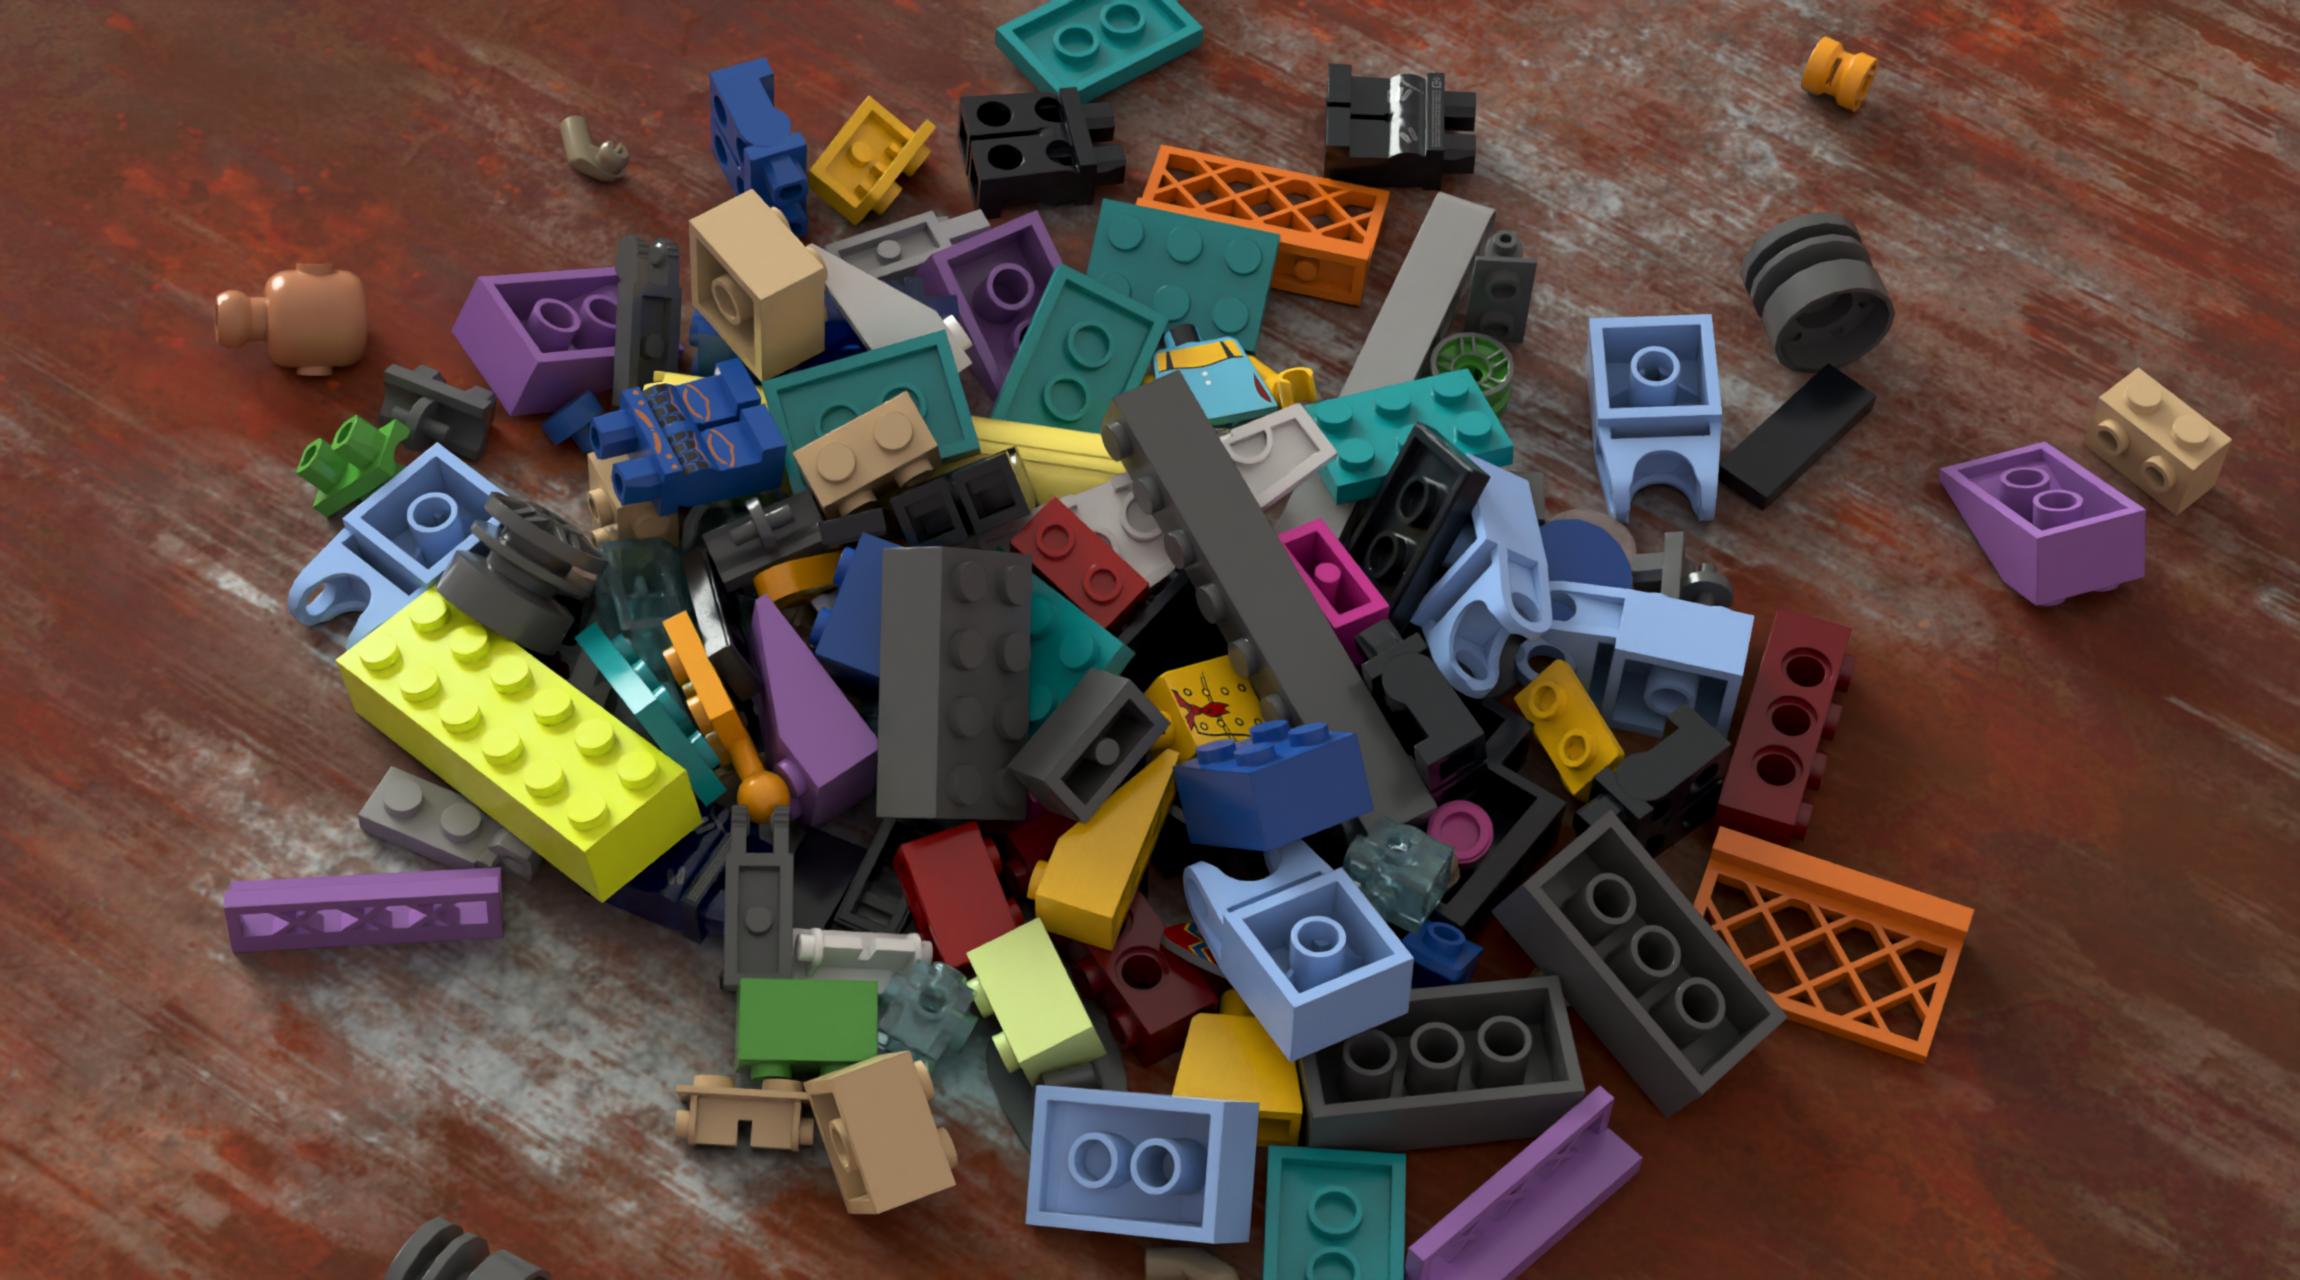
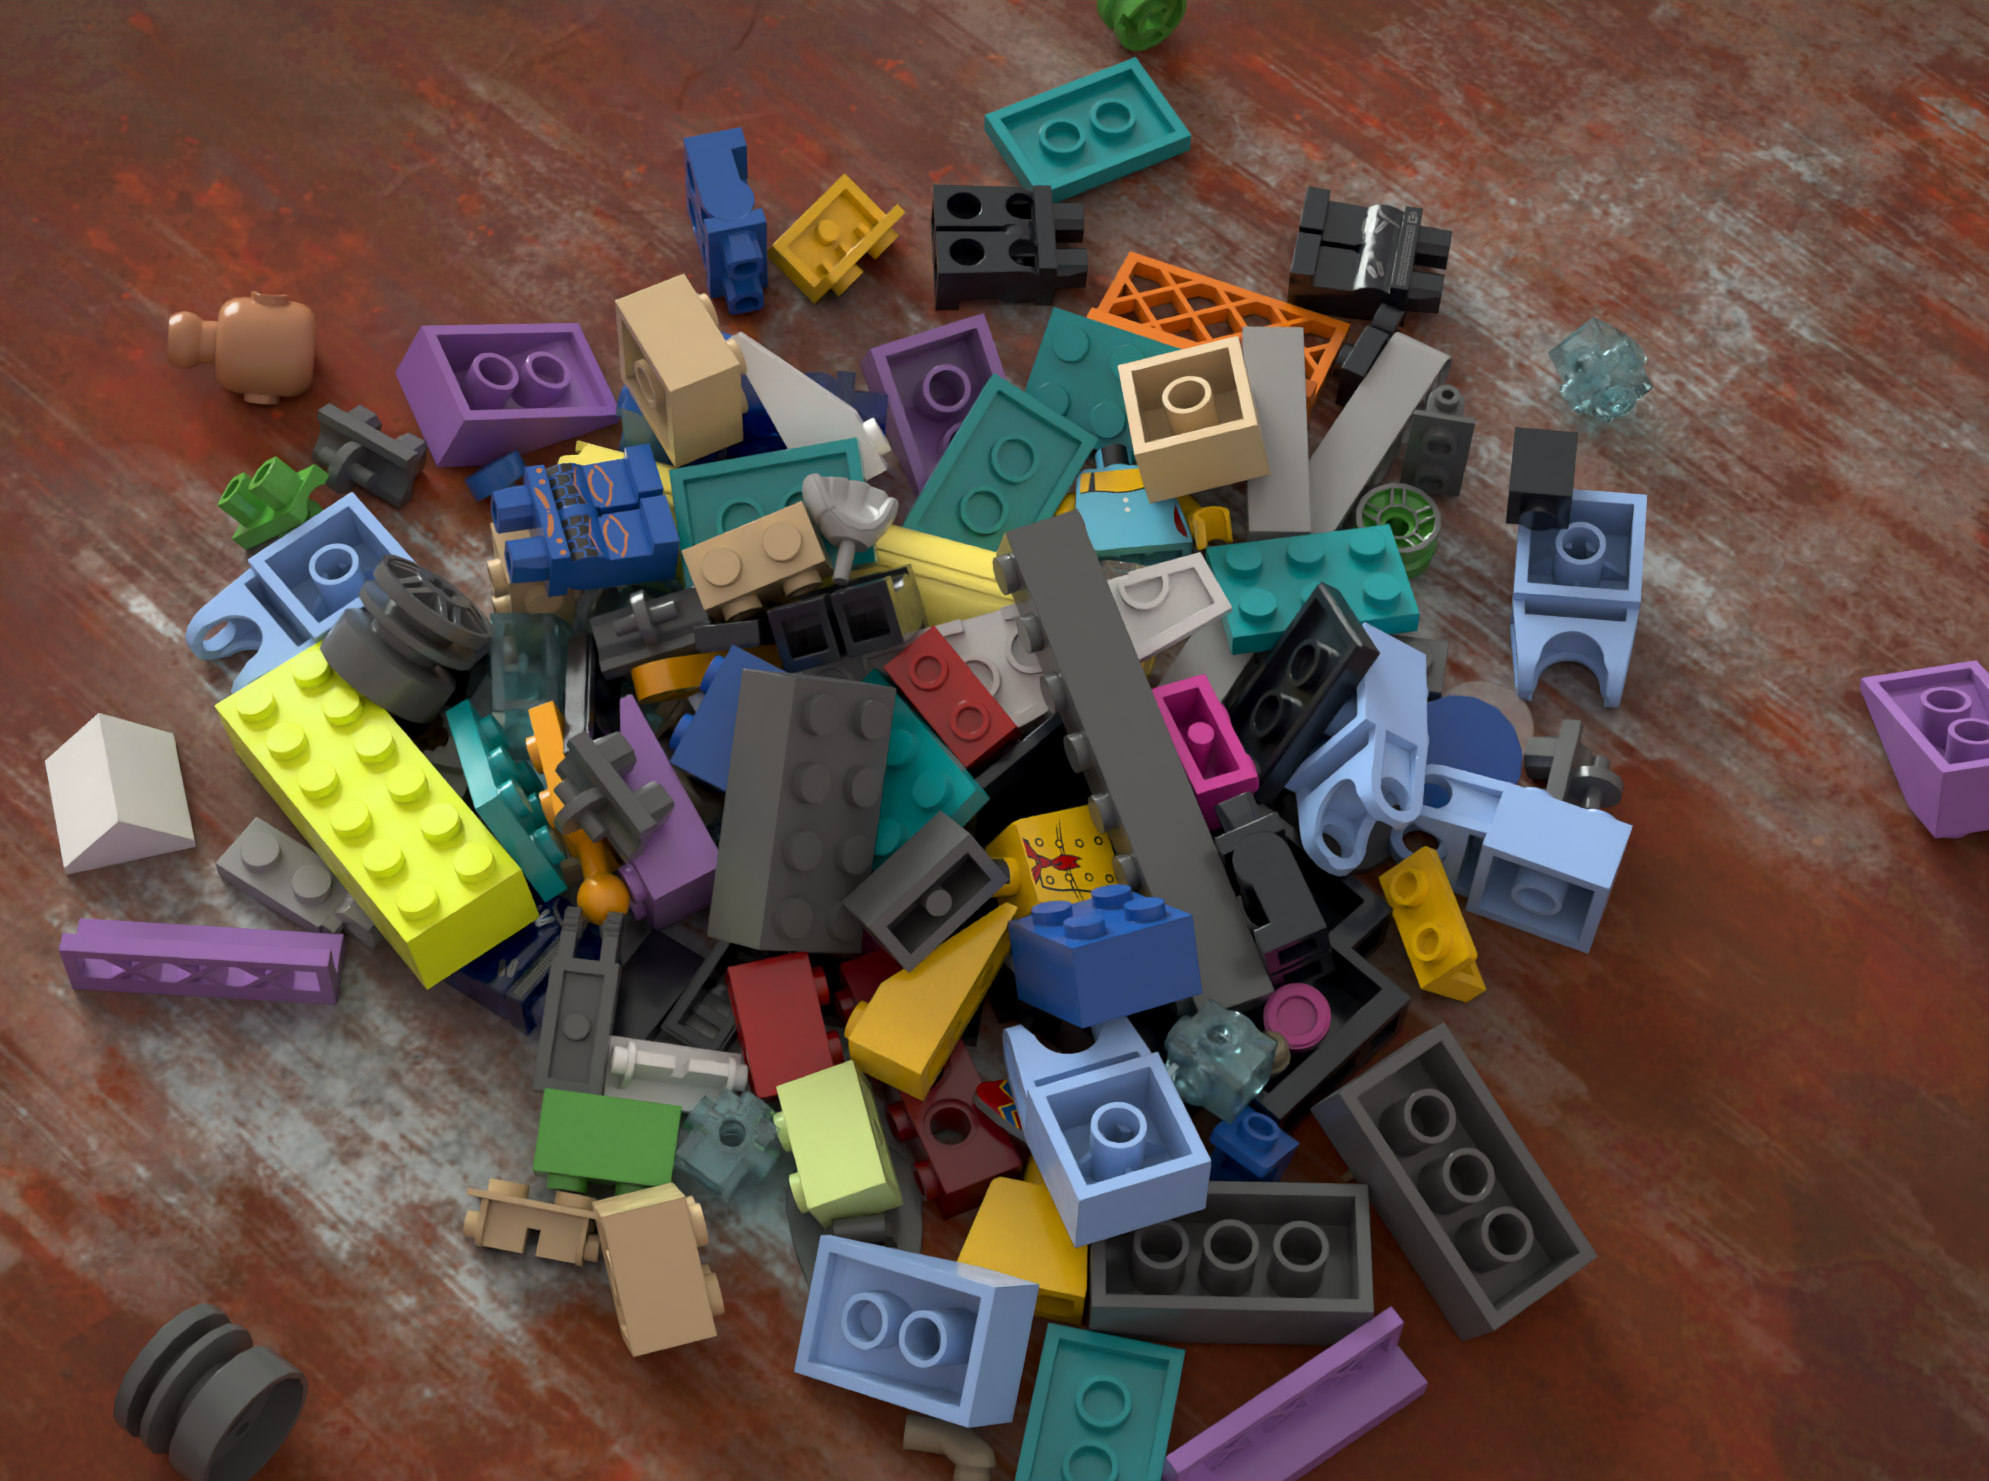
camera: 10 degrees right, 5 degrees up
(243, 762) = (118, 795): none -> white slope
(585, 157) = (563, 207): dark tan arm -> none
(646, 312) = (580, 381): dark grey hinge -> none
(757, 693) = (602, 801): none -> dark grey hips
(905, 245) = (843, 336): light grey hinge -> none
(950, 404) = (848, 516): none -> light grey piece
(1264, 287) = (1193, 419): none -> tan brick
(1340, 294) = (1276, 367): none -> light grey tile
(1404, 224) = (1356, 360): none -> black plate
(1609, 307) = (1541, 478): none -> black brick
(1642, 209) = (1601, 370): none -> clear light blue brick
(1663, 790) = (1508, 998): black hips -> none
(1783, 729) = (1599, 1022): dark red brick -> none
(1795, 436) = (1718, 627): black tile -> none
(1817, 292) = (1763, 480): dark grey wheel -> none
(1839, 74) = (1828, 247): light orange wheel -> none
(1851, 901) = (1687, 1133): orange fence -> none

